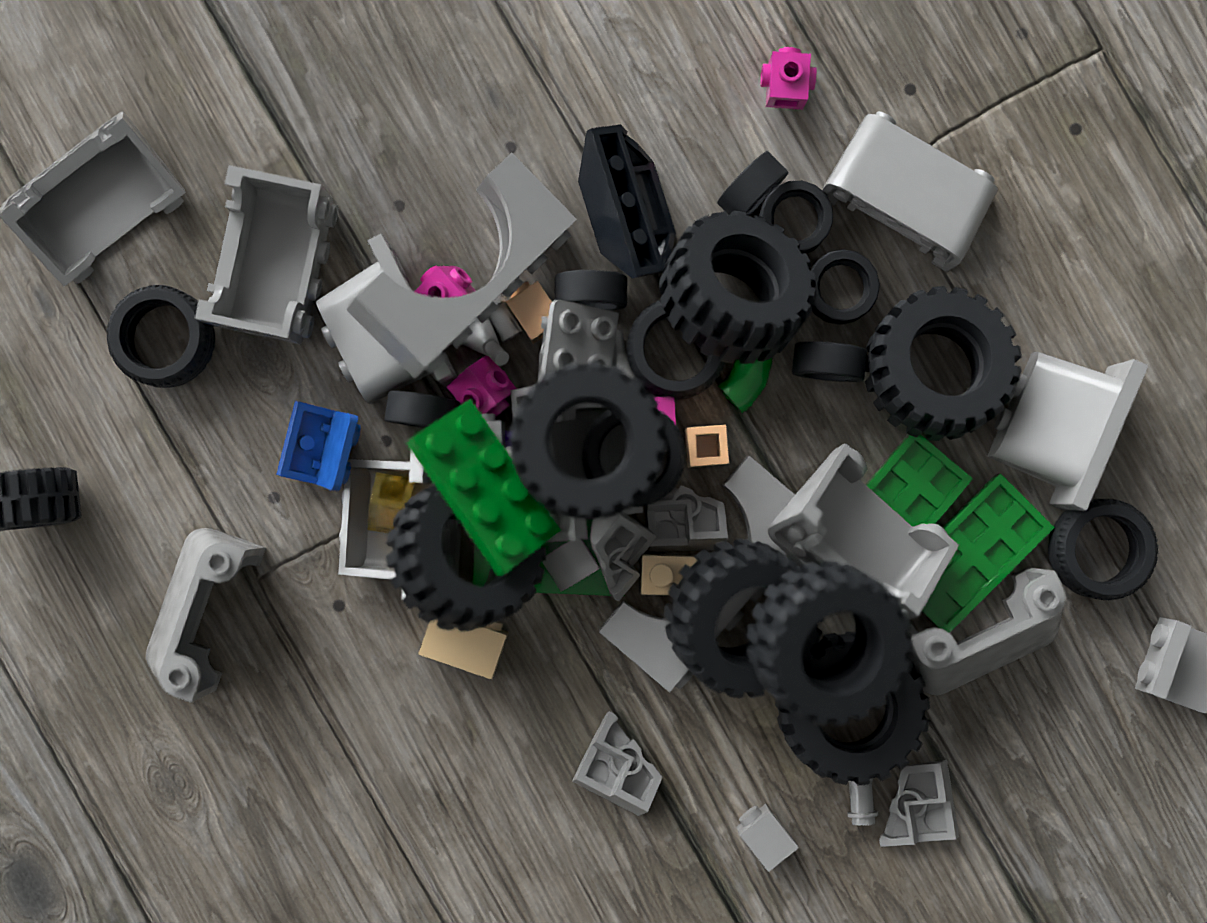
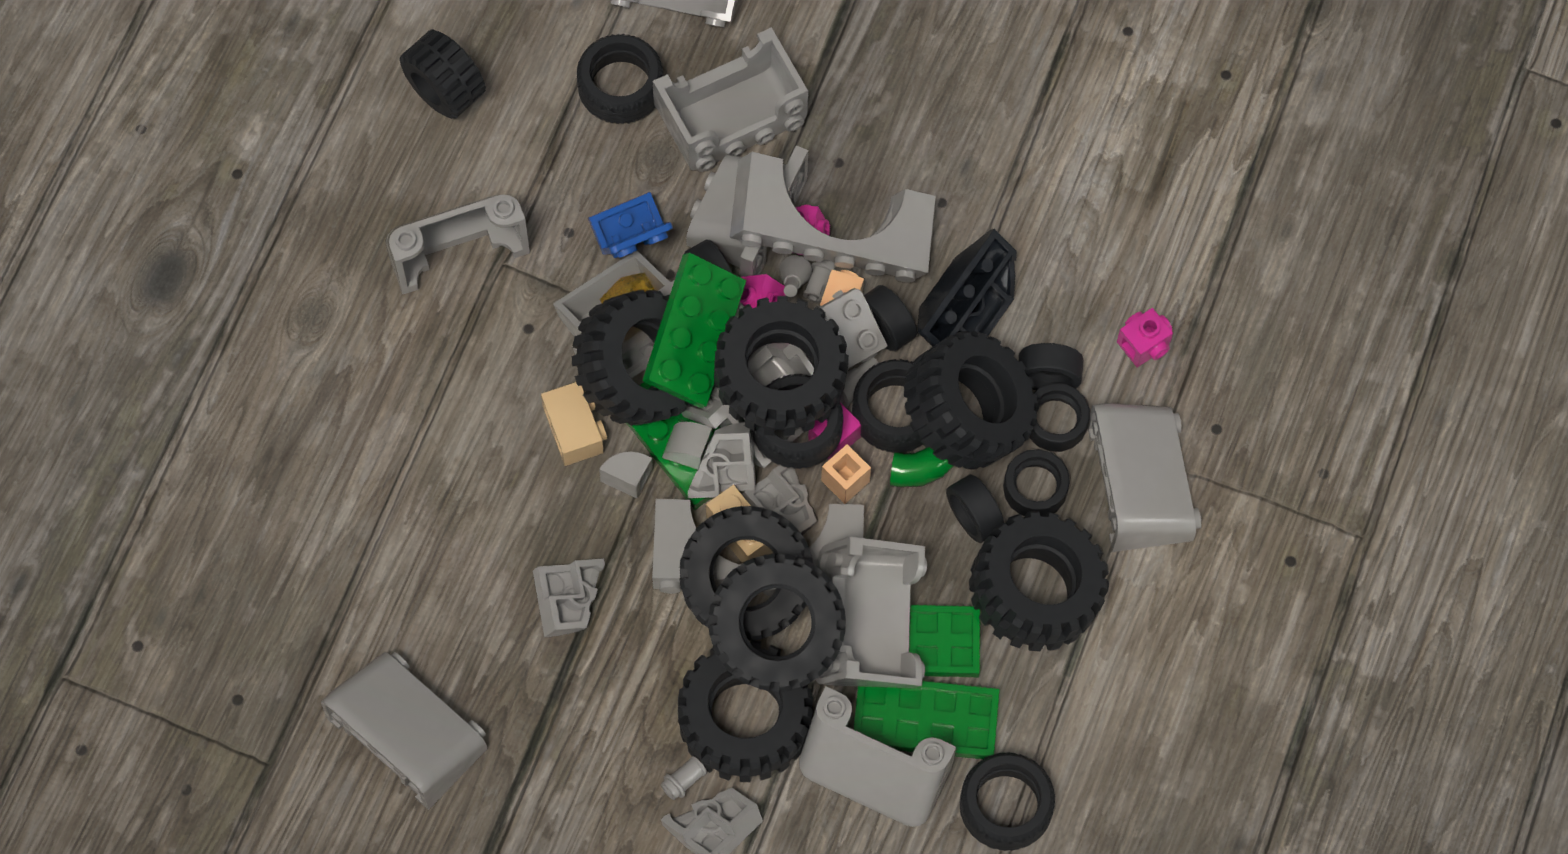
camera: 50 degrees right, 20 degrees down
(549, 631) = (627, 472): none -> light grey brick
(766, 836) = (603, 729): light grey brick -> none
(1065, 424) = (1072, 699): light grey windscreen -> none

